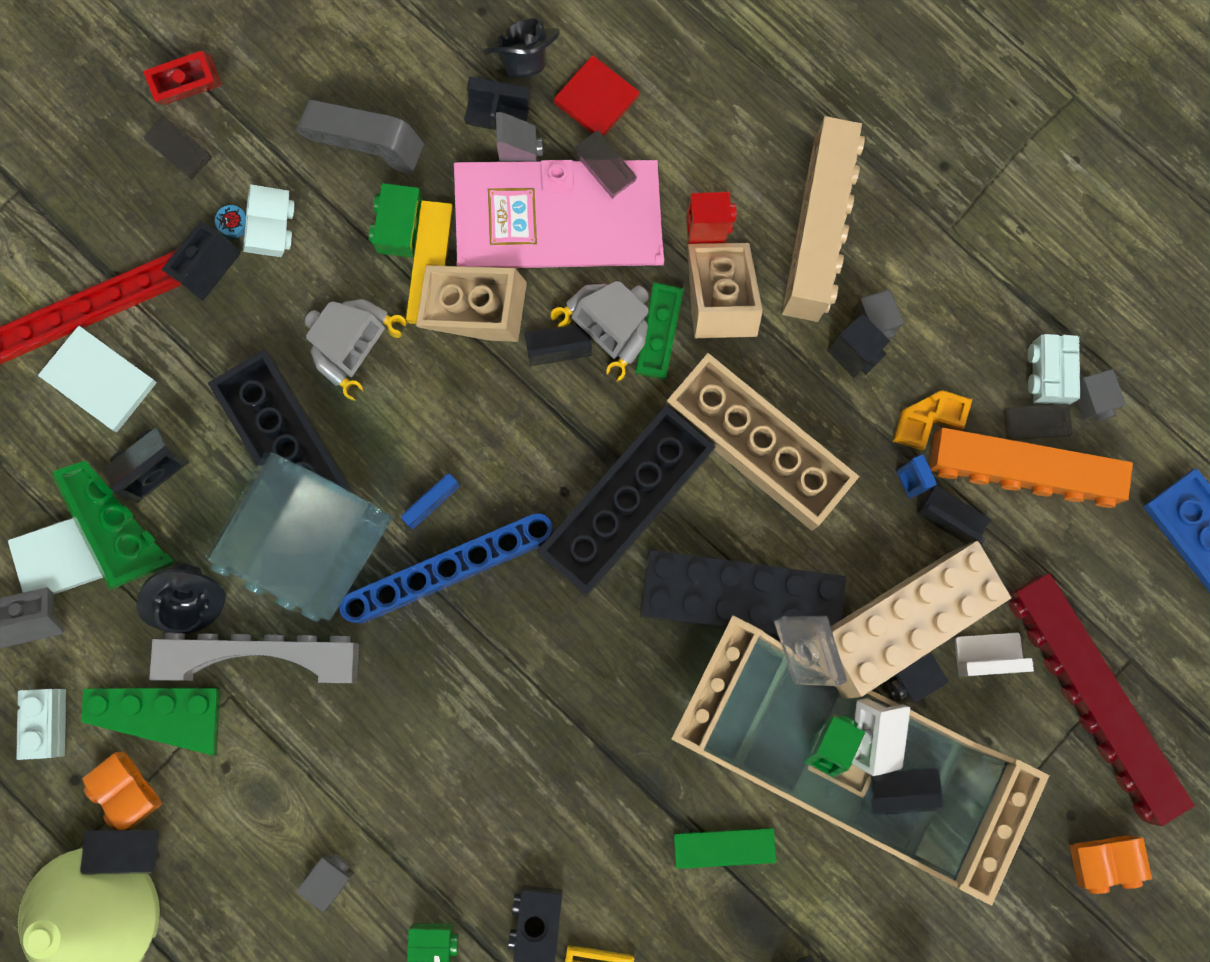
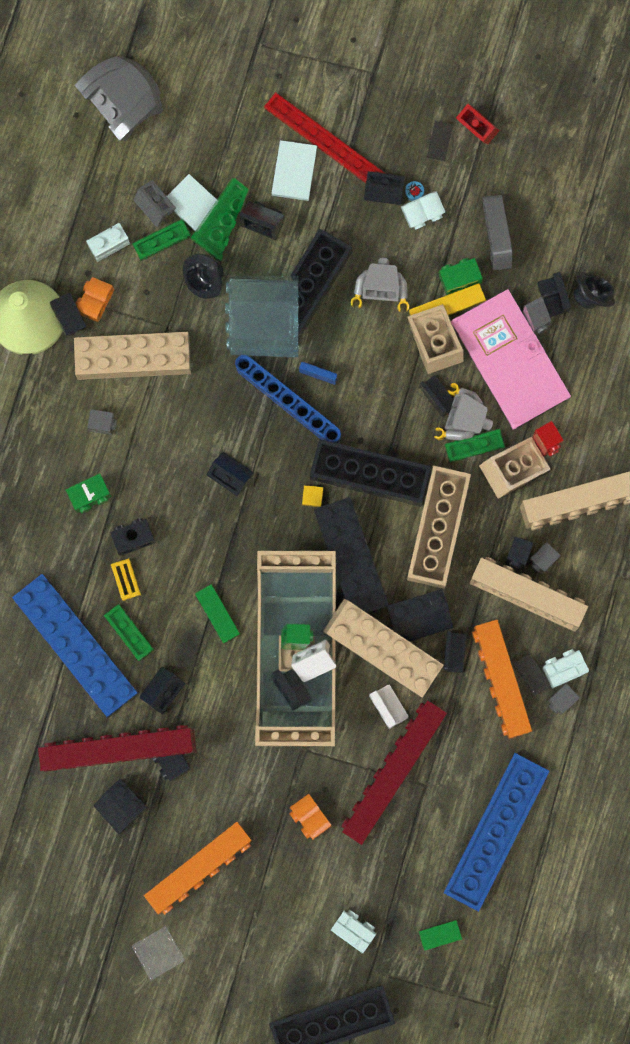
camera: 75 degrees right, 0 degrees up
(87, 636) = (161, 240): none -> green tile
(165, 715) = (141, 297): green wing -> none
(181, 658) = (174, 291): light grey arch -> none
(244, 779) = (132, 355): none -> tan brick
(514, 716) = (229, 473): none -> black panel
(596, 97) = (589, 345): red tile -> none
(605, 164) = (551, 369): clear smoke tile -> none
(614, 606) = (312, 496): none -> yellow tile
(811, 650) = (337, 599): clear tile -> none
(877, 537) = (420, 616): none -> black slope
(916, 476) = (462, 617): blue tile -> none
(916, 680) = (353, 665): black brick -> none
(926, 361) = (529, 594): none -> tan brick
(941, 408) = (511, 617): light orange tile -> none

